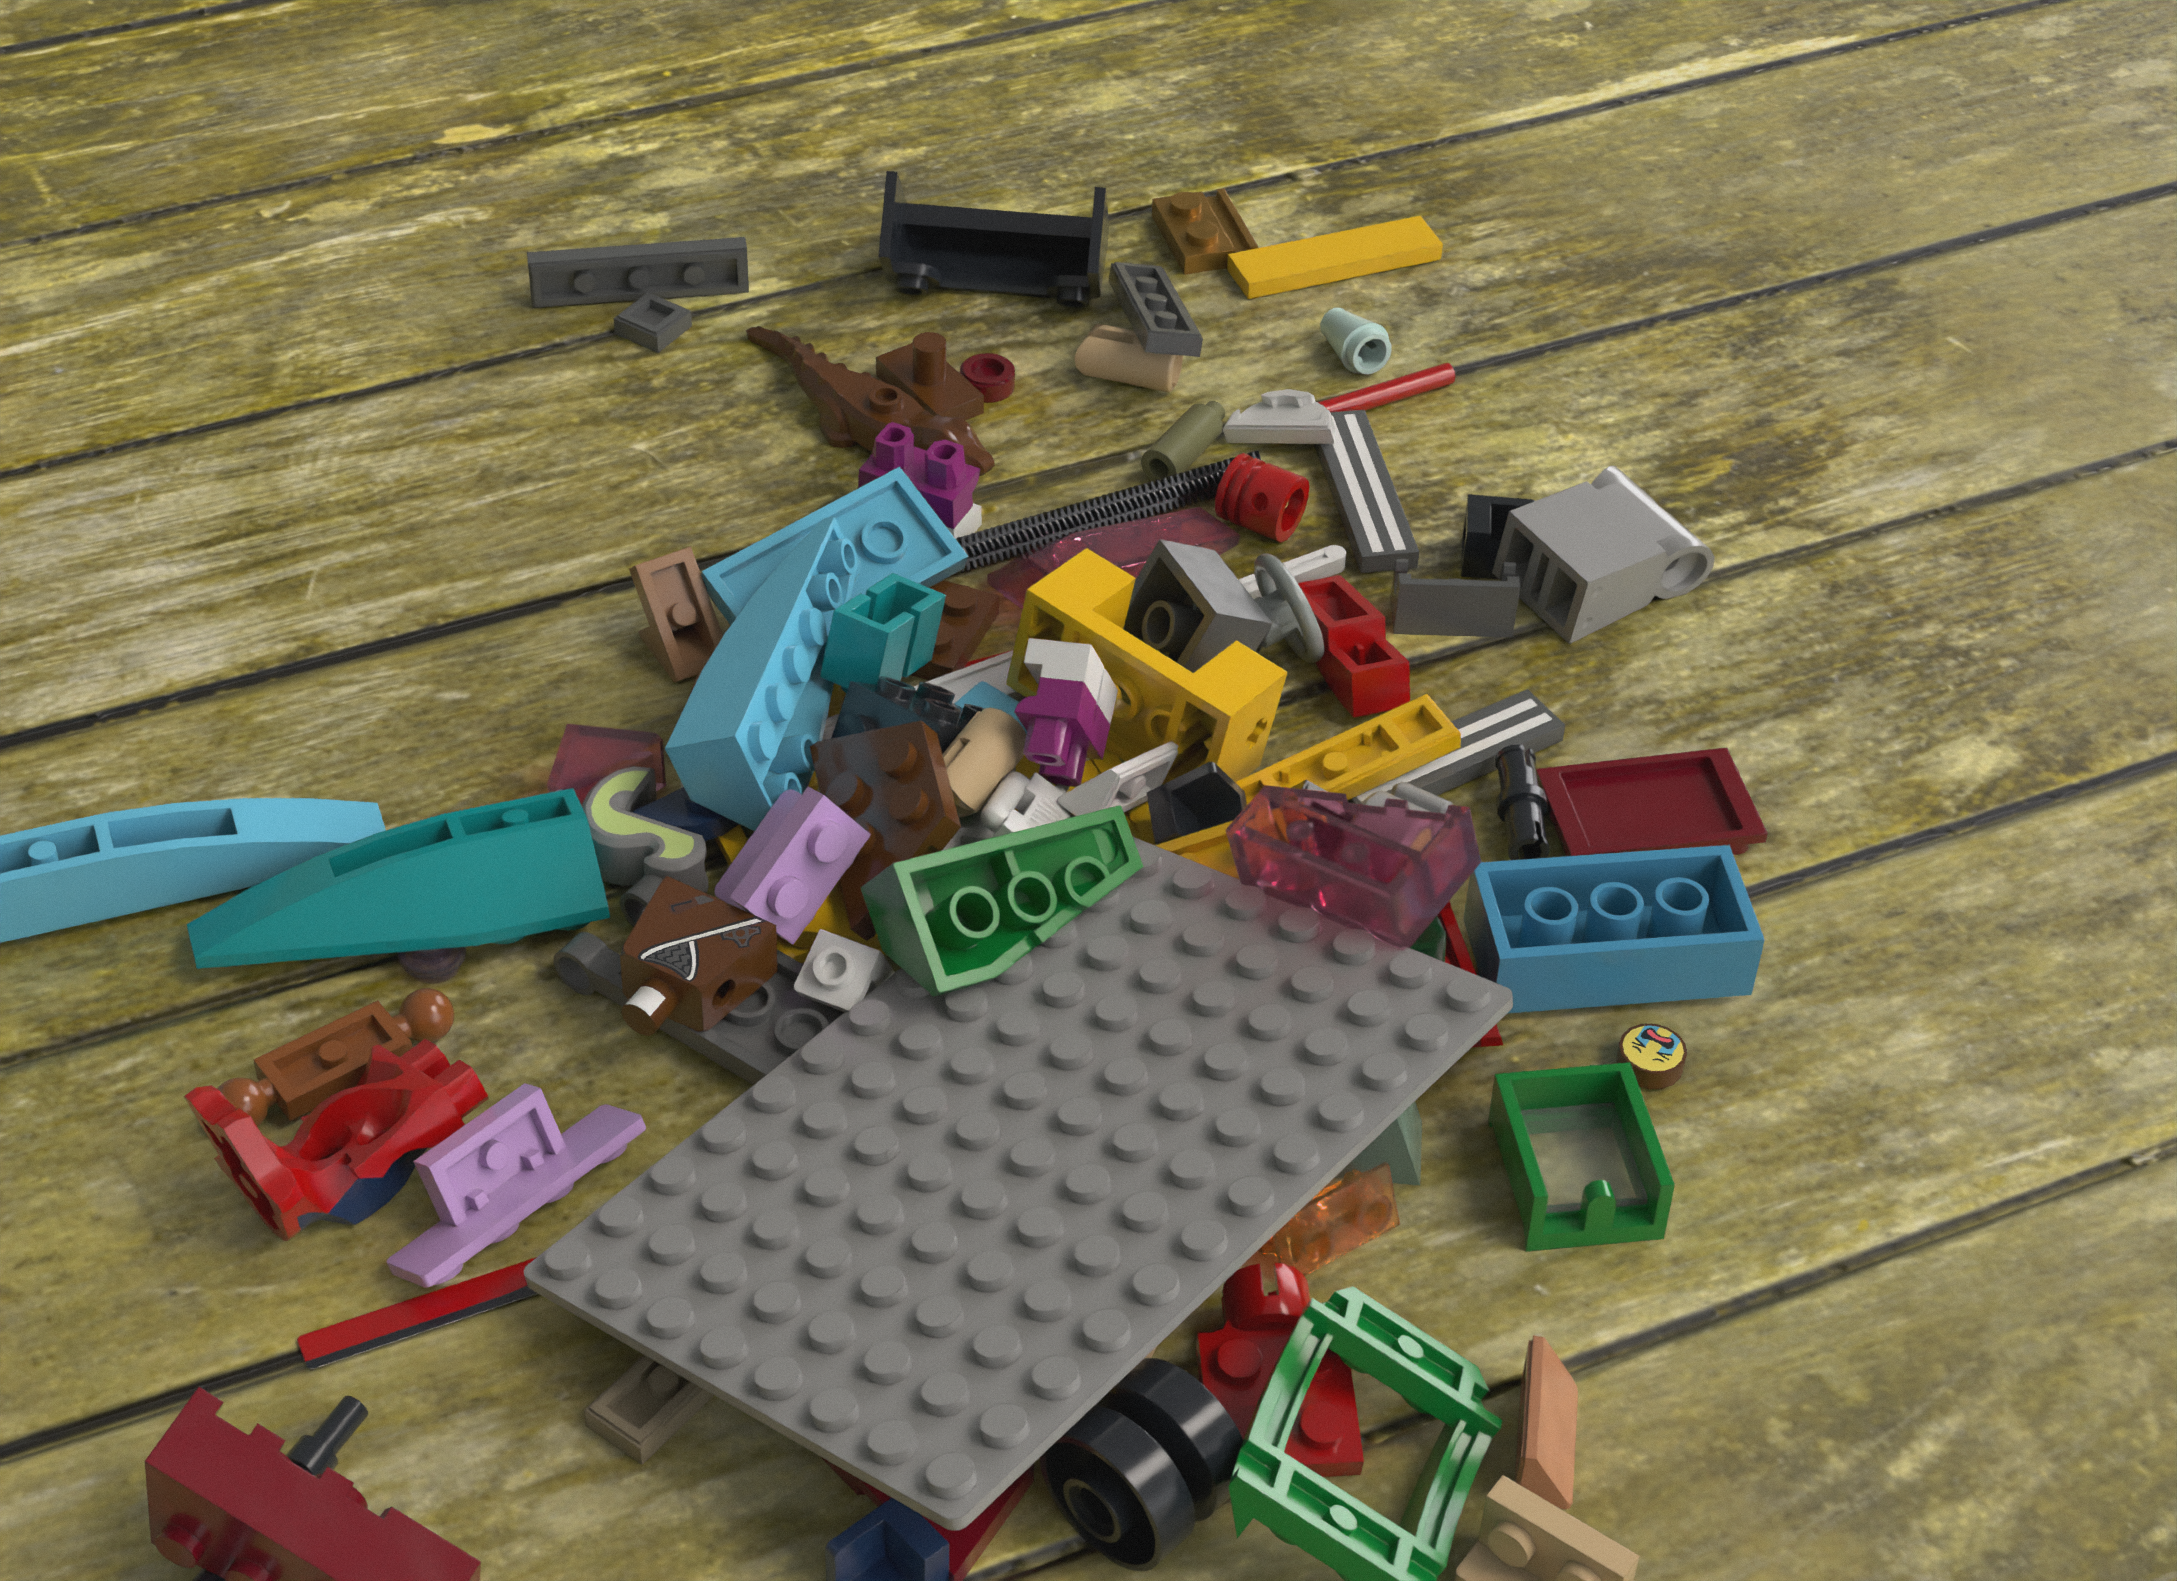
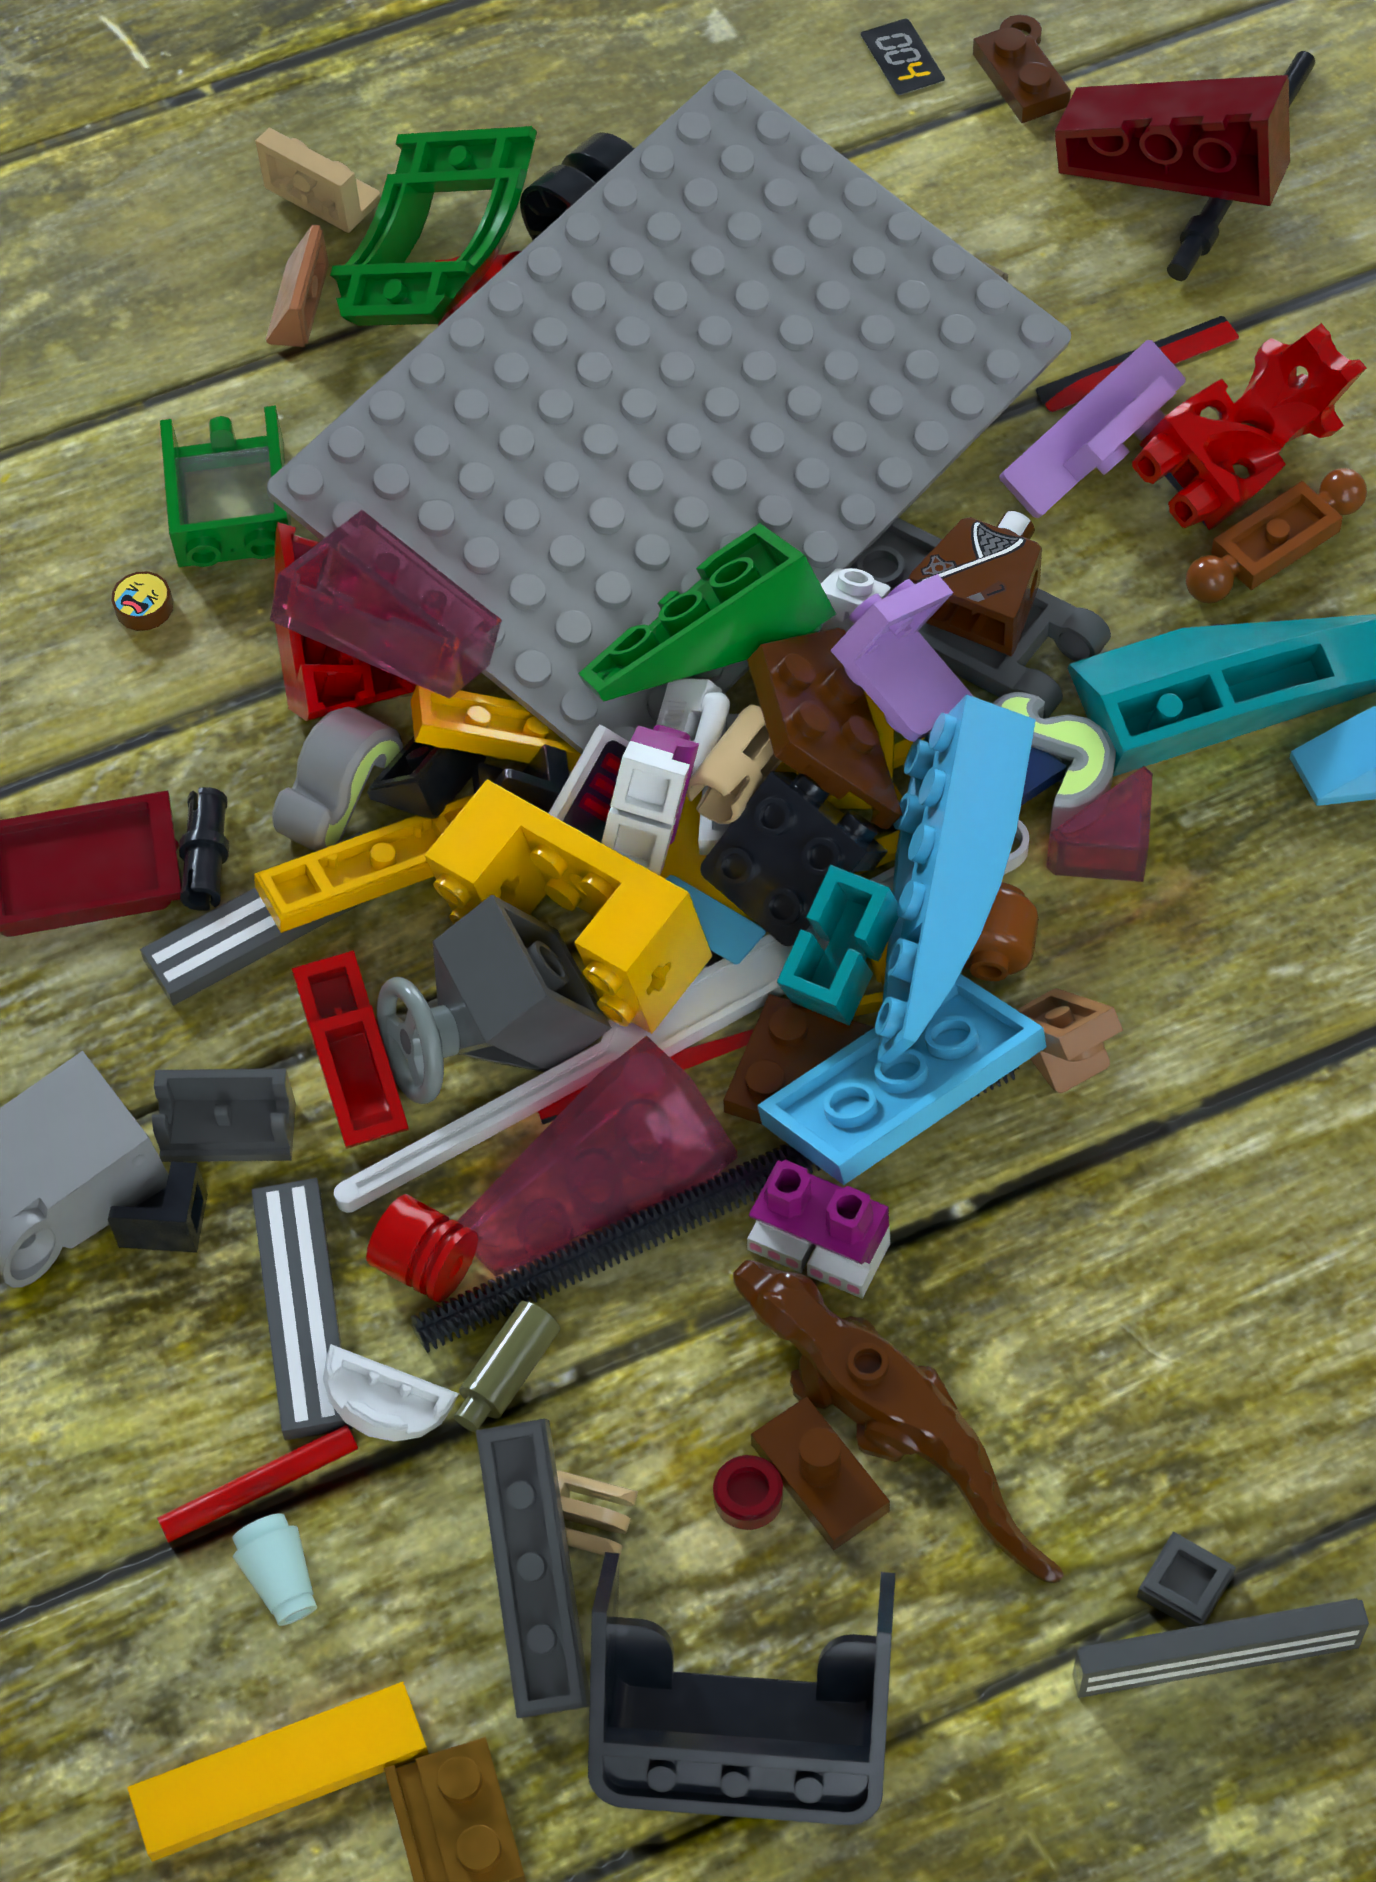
camera: 175 degrees left, 15 degrees up
(1614, 928) = (151, 678): dark azure brick -> none

